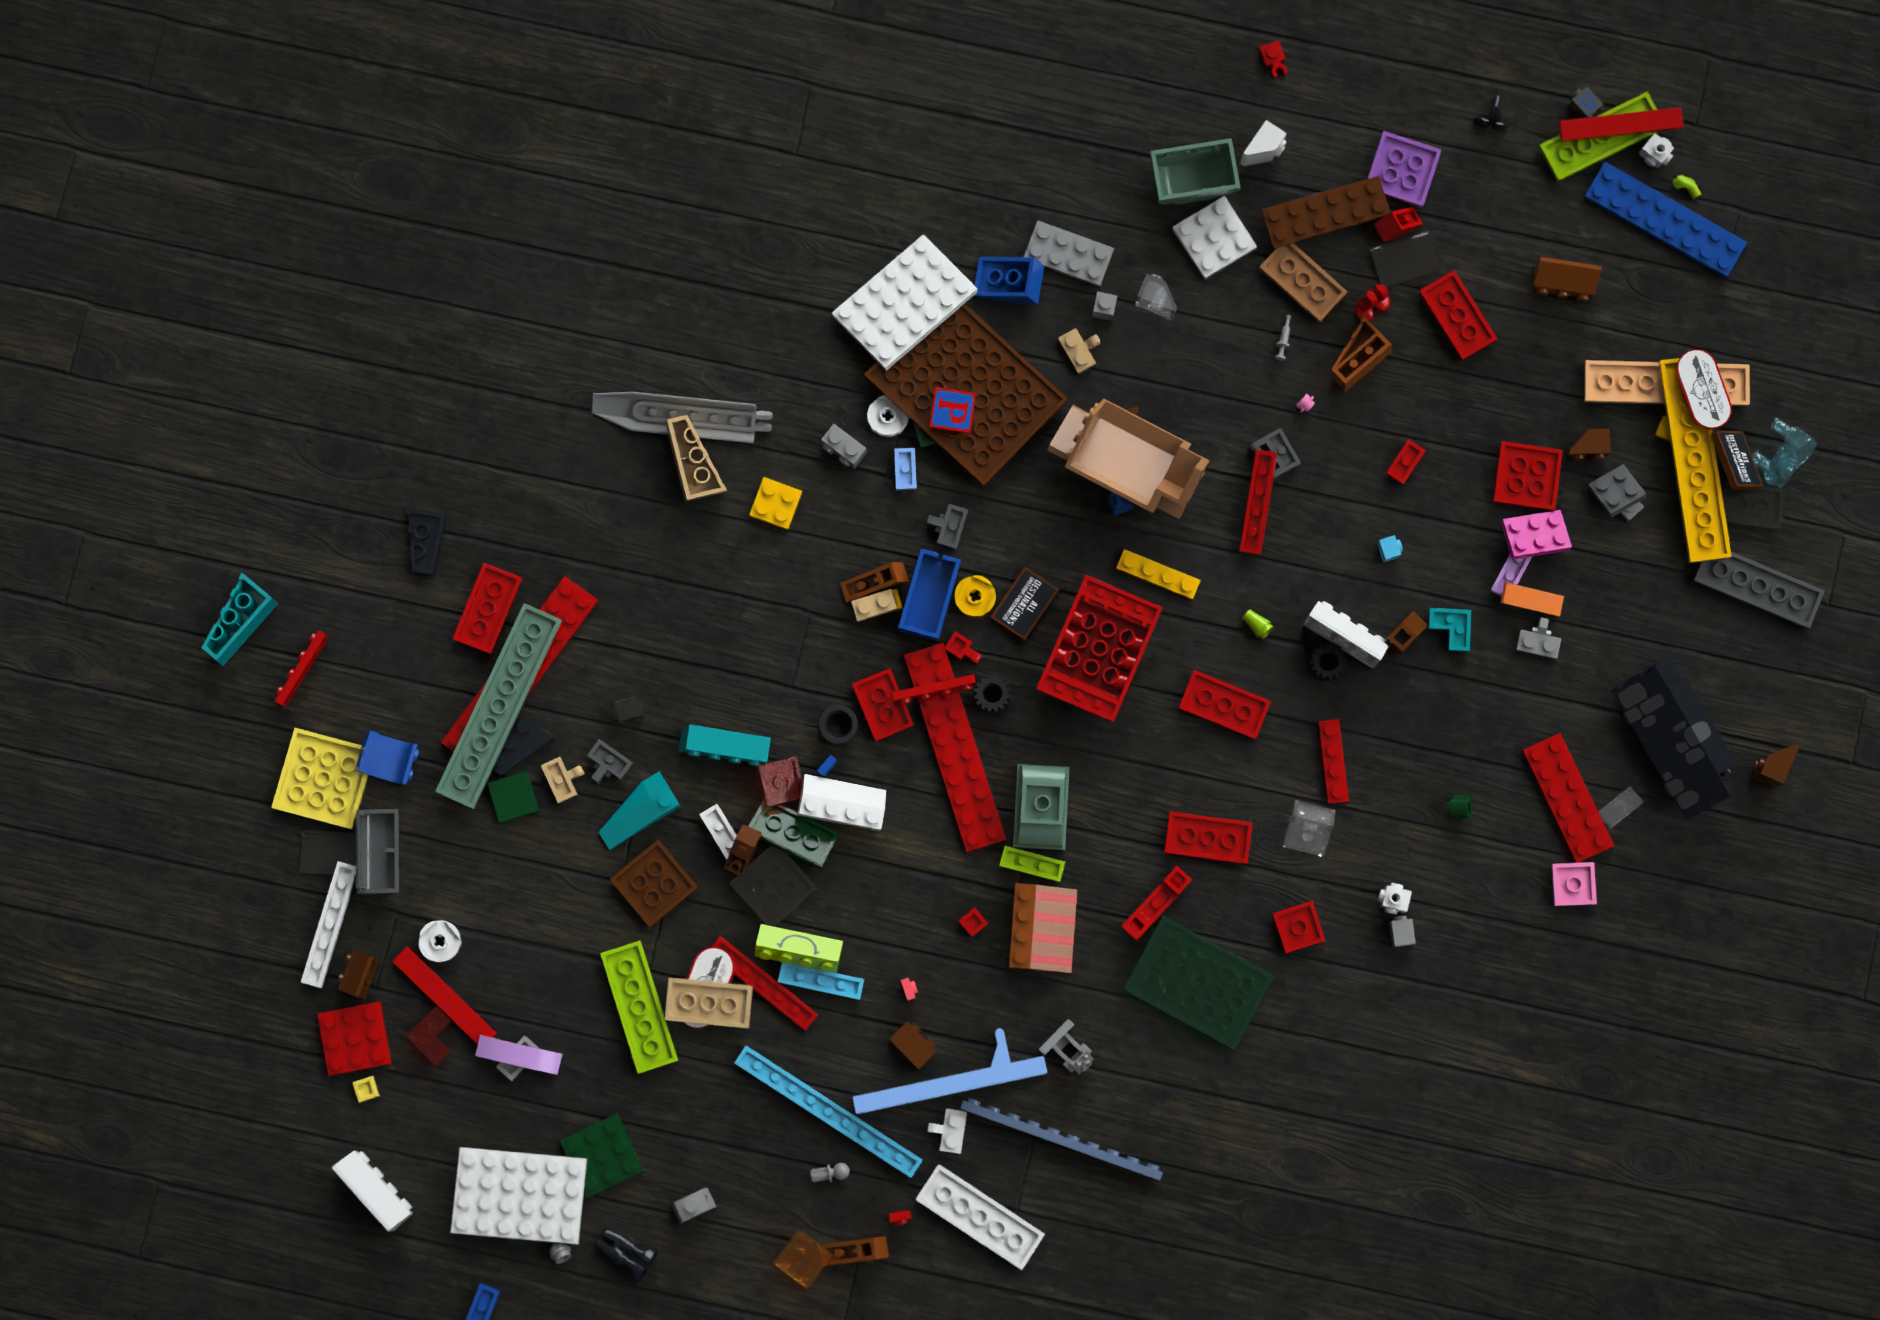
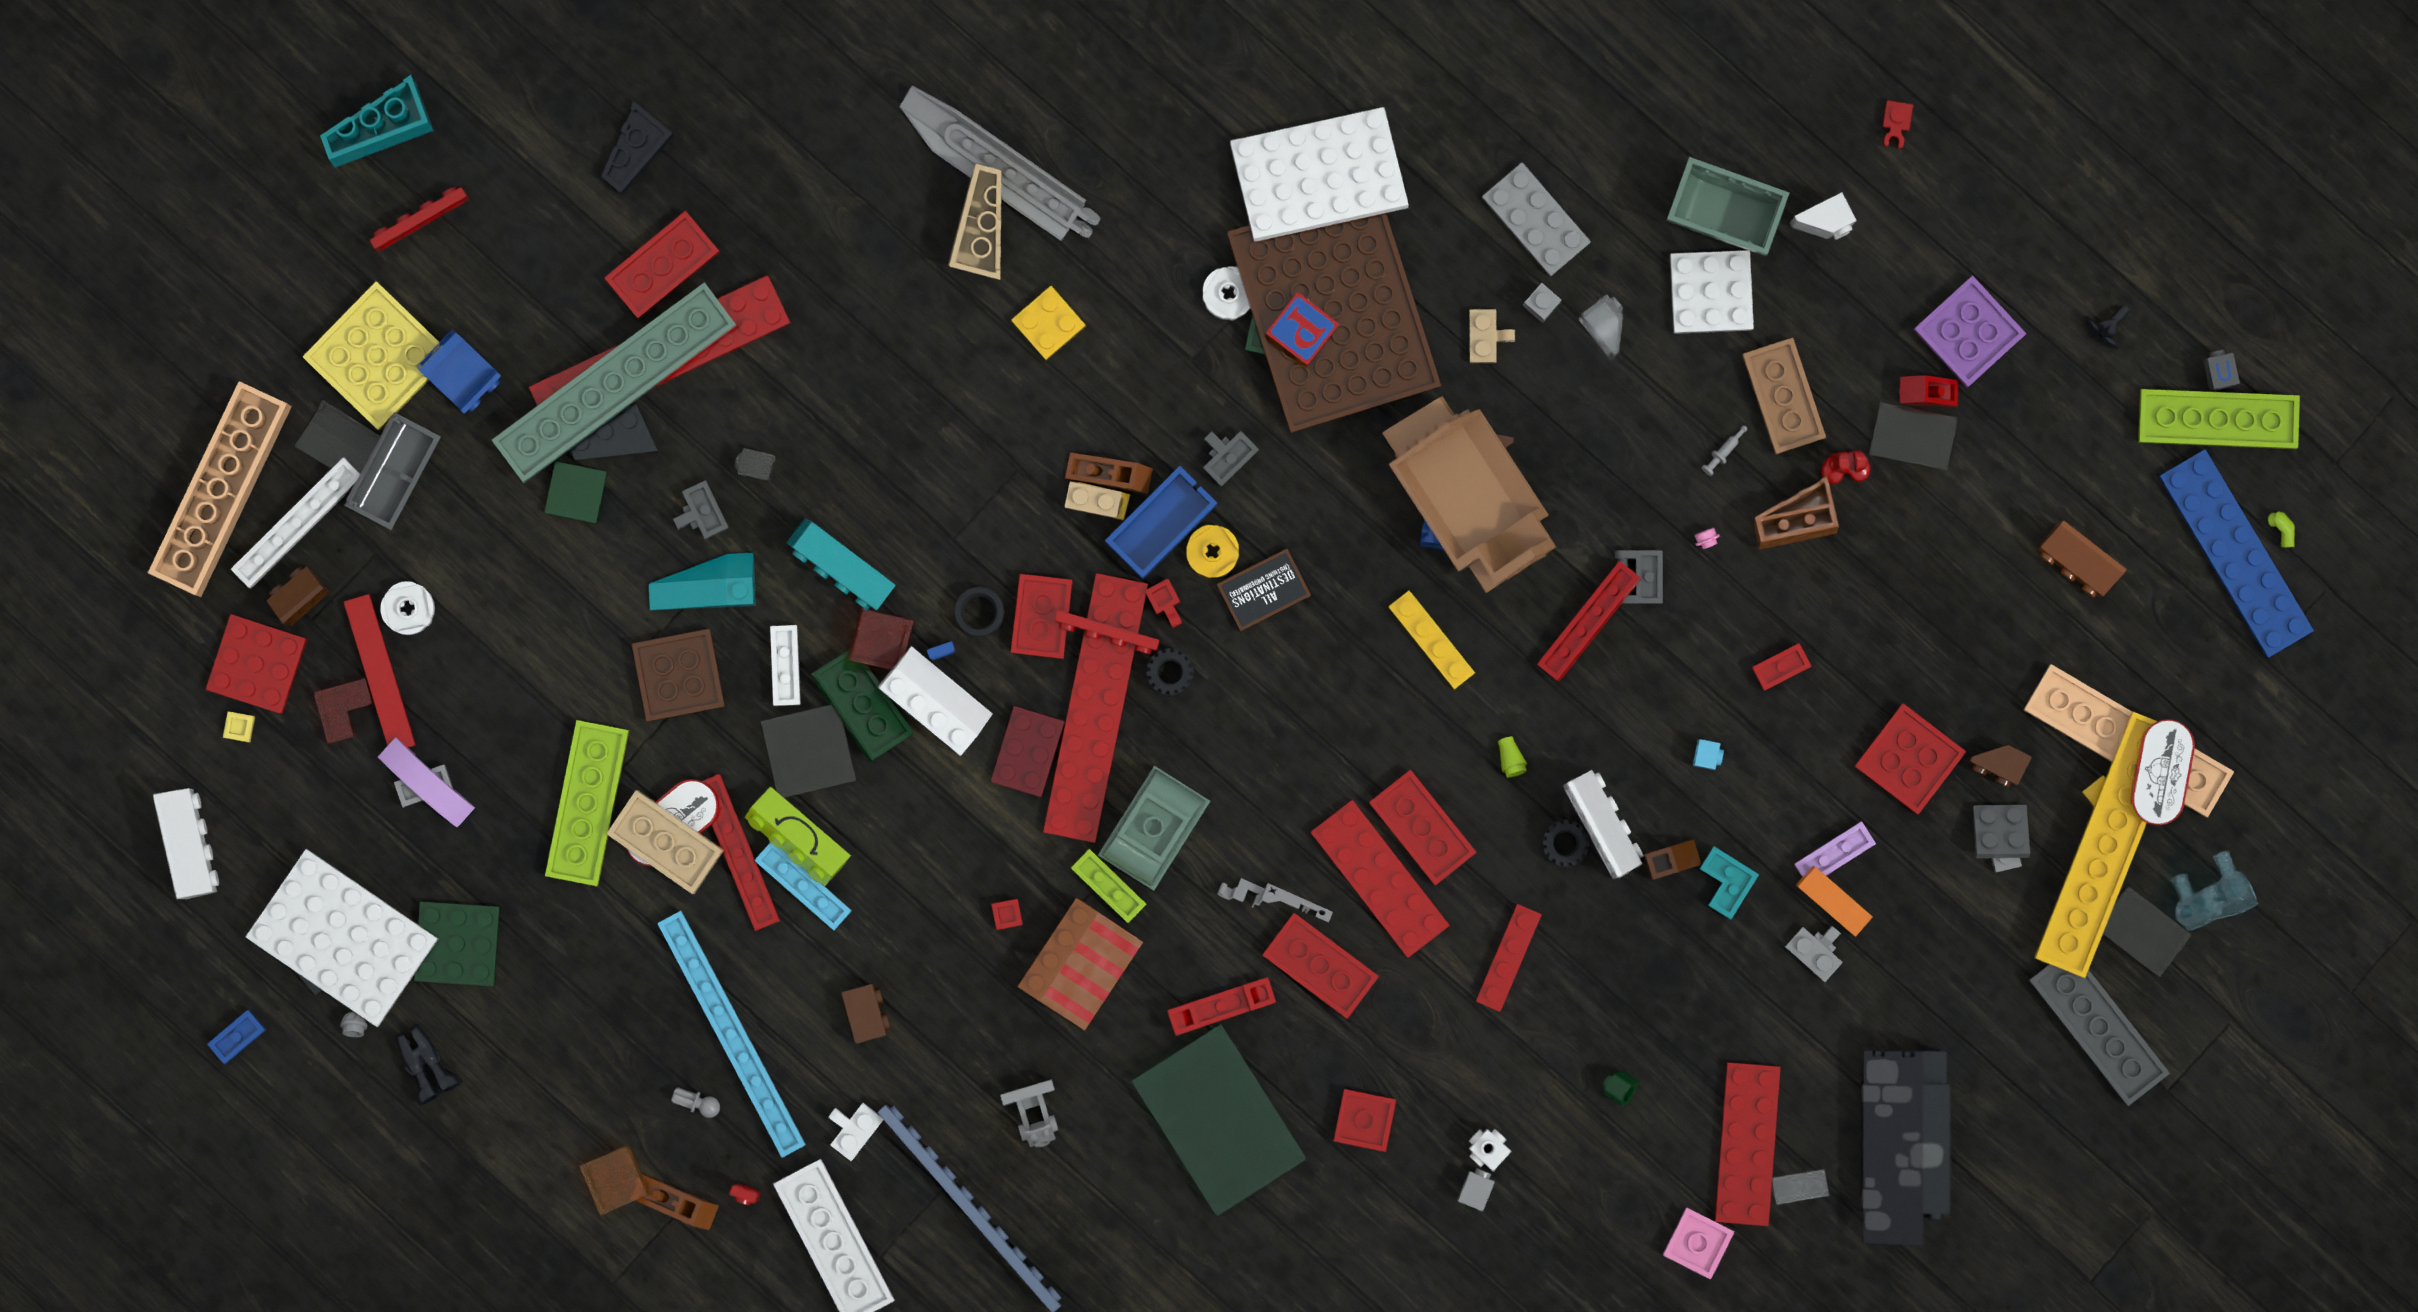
camera: 30 degrees right, 5 degrees up
(263, 930) = (219, 489): none -> light nougat brick
(560, 779) = (638, 501): tan plate -> none
(693, 1205) = (527, 1055): light grey torso -> none
(742, 850) = (795, 693): reddish brown slope -> none
(844, 446) = (1159, 300): light grey brick -> none
(905, 469) = (1214, 364): light blue plate -> none
(909, 989) = (895, 948): coral plate -> none
(924, 803) = (1027, 751): none -> dark red plate
(999, 1072) = (943, 1096): light blue piece -> none
(1009, 279) = (1451, 213): blue slope -> none
(1099, 648) = (1313, 690): red wedge -> none
(1154, 804) = (1264, 895): none -> light grey piece
(1215, 756) = (1380, 878): none -> red plate
(1309, 828) = (1439, 1017): clear slope -> none
(1325, 212) = (1852, 333): reddish brown plate -> none
(1458, 315) = (1936, 533): red plate -> none
(1536, 534) = (1880, 830): plate -> none
(1621, 124) = (2247, 417): red tile -> none
(1657, 151) = (2275, 462): white brick -> none
(1737, 460) = (2155, 872): tile -> none
(1774, 767) = (1997, 1238): reddish brown slope -> none

